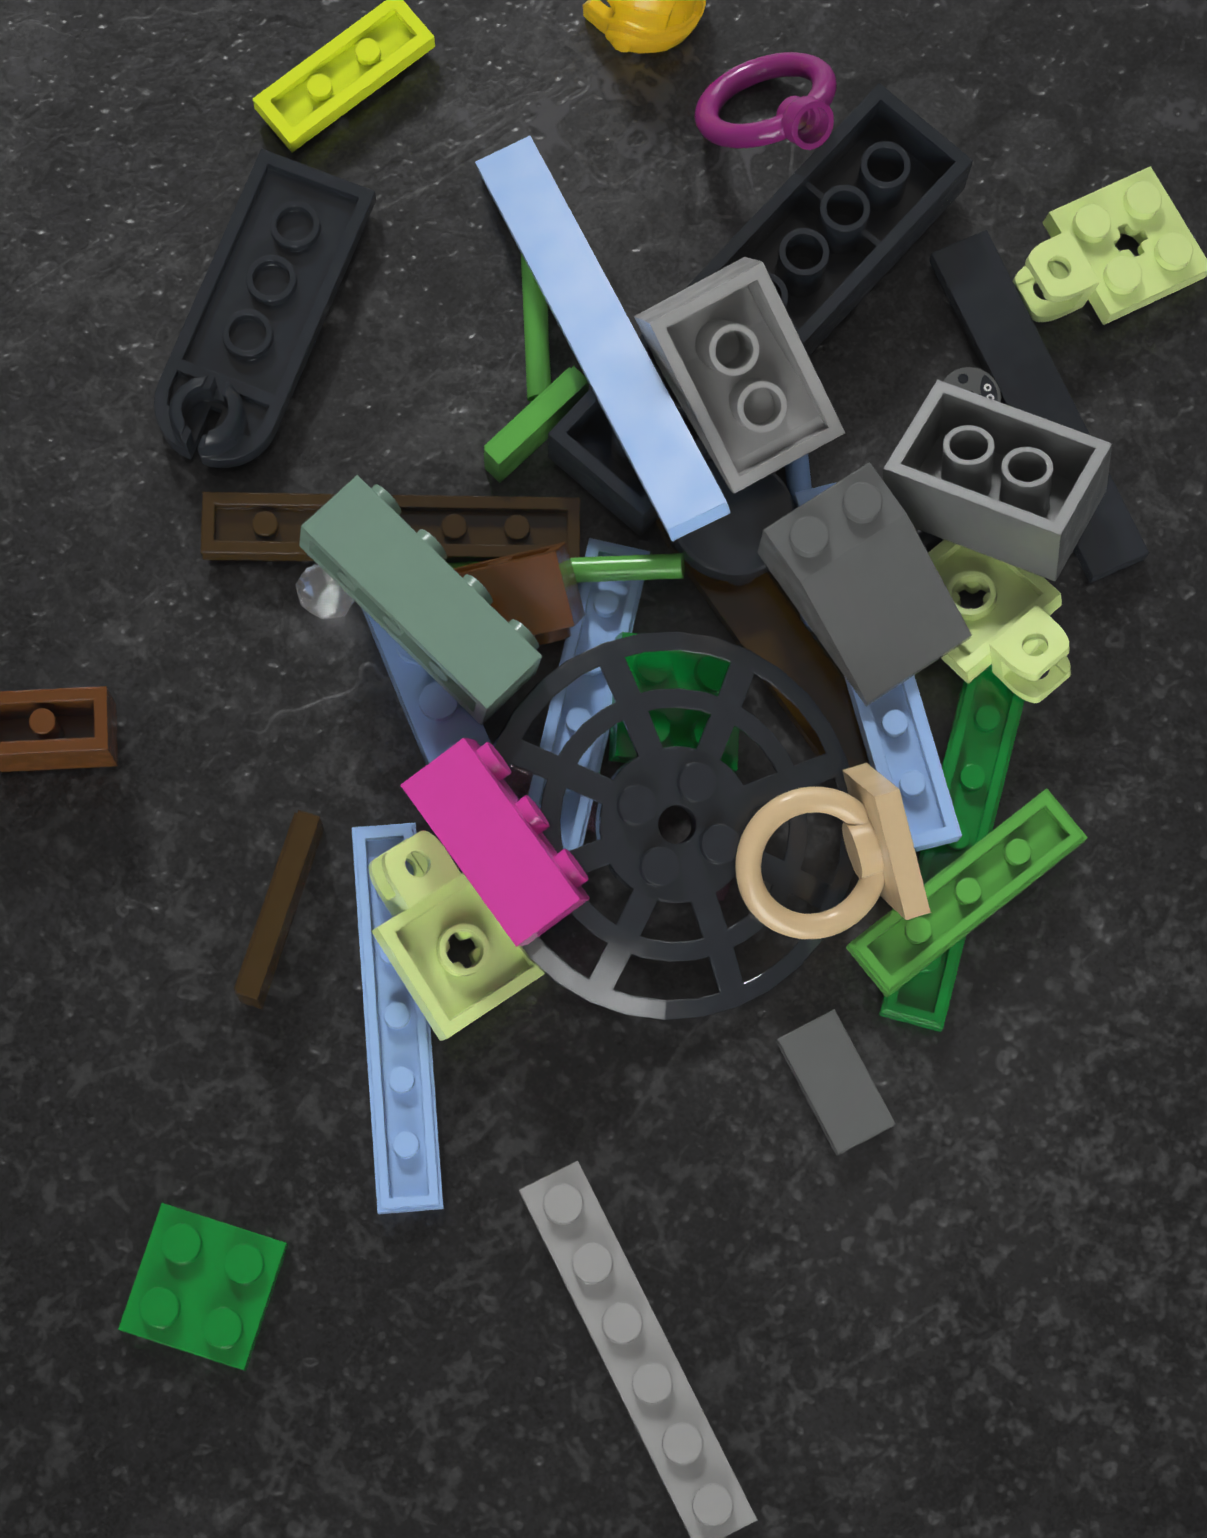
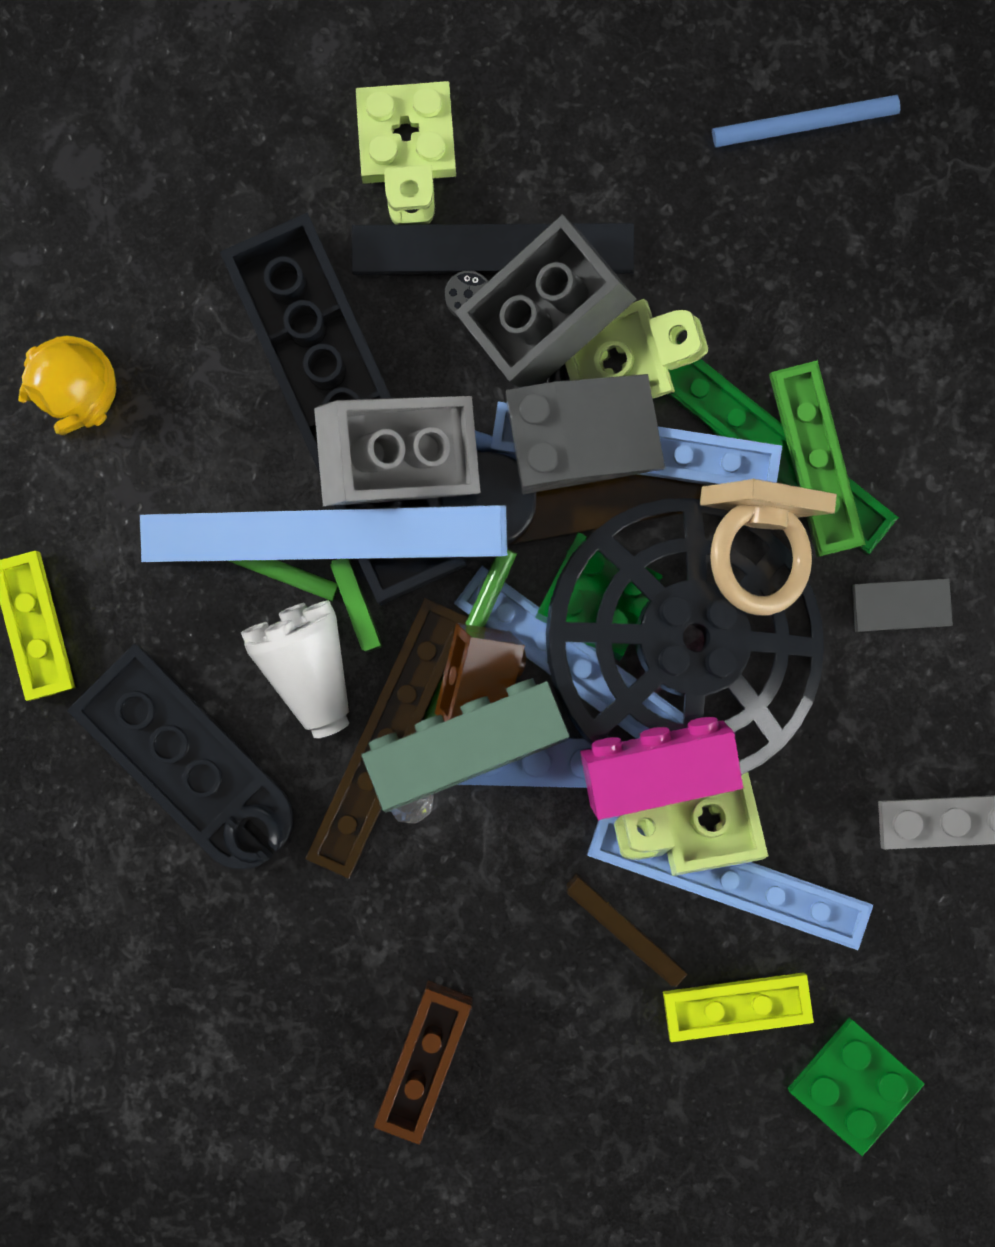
camera: 60 degrees left, 10 degrees up
(242, 1091) = (738, 1007): none -> neon yellow plate
(435, 391) = (304, 665): none -> white cone
(801, 120) = (223, 321): magenta piece -> none

